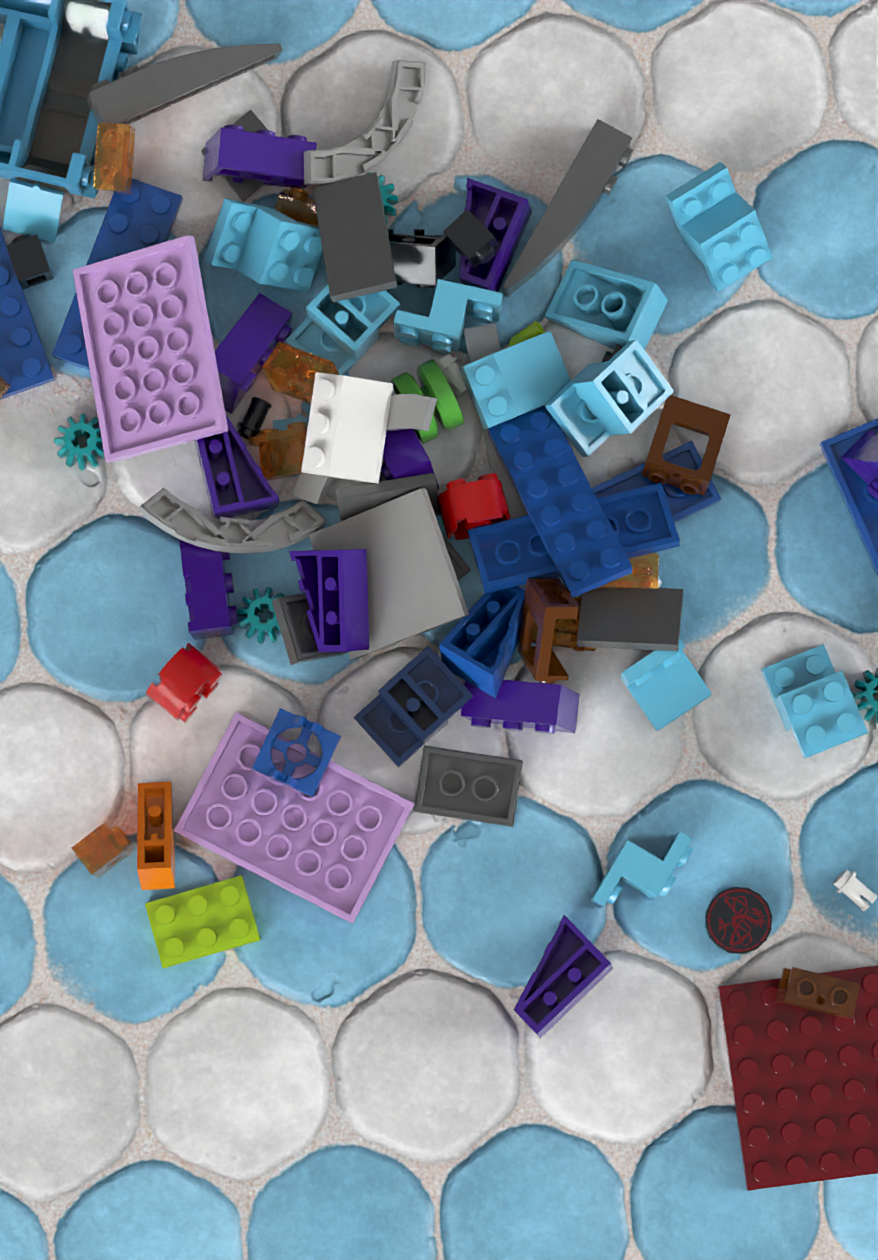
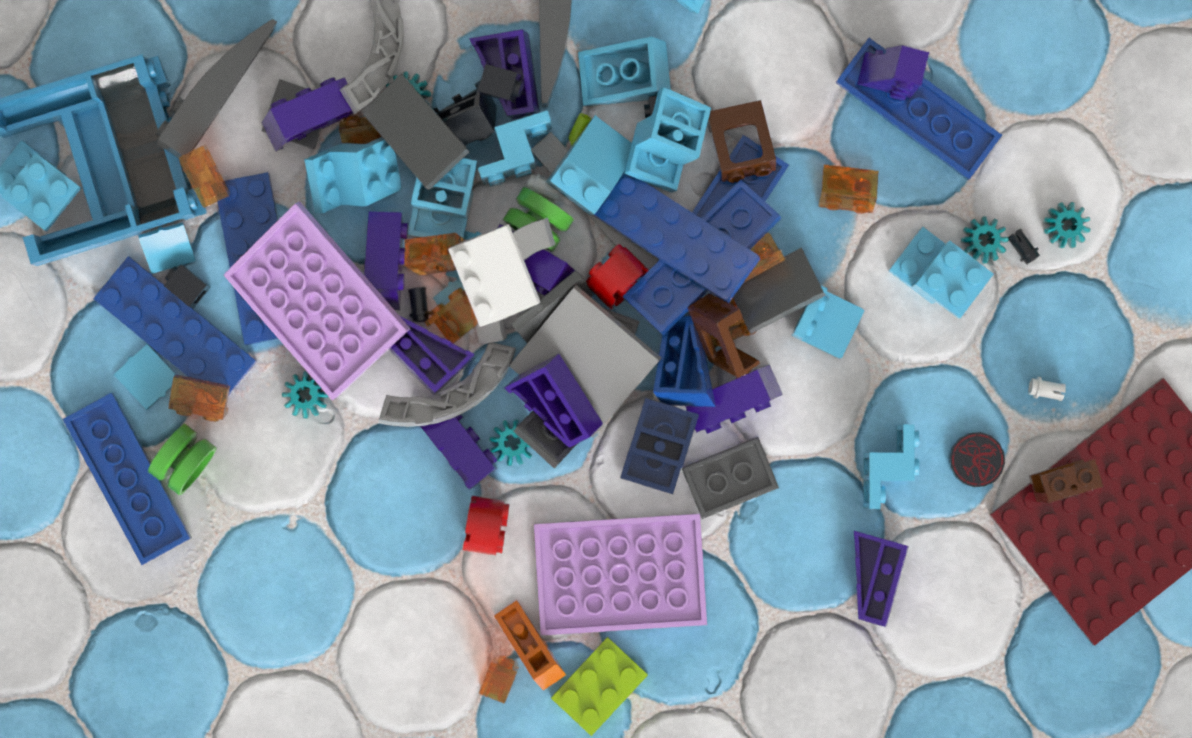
camera: 30 degrees left, 5 degrees up
(282, 722) = (578, 550): blue piece -> none
(768, 560) = (848, 189): none -> clear orange bracket

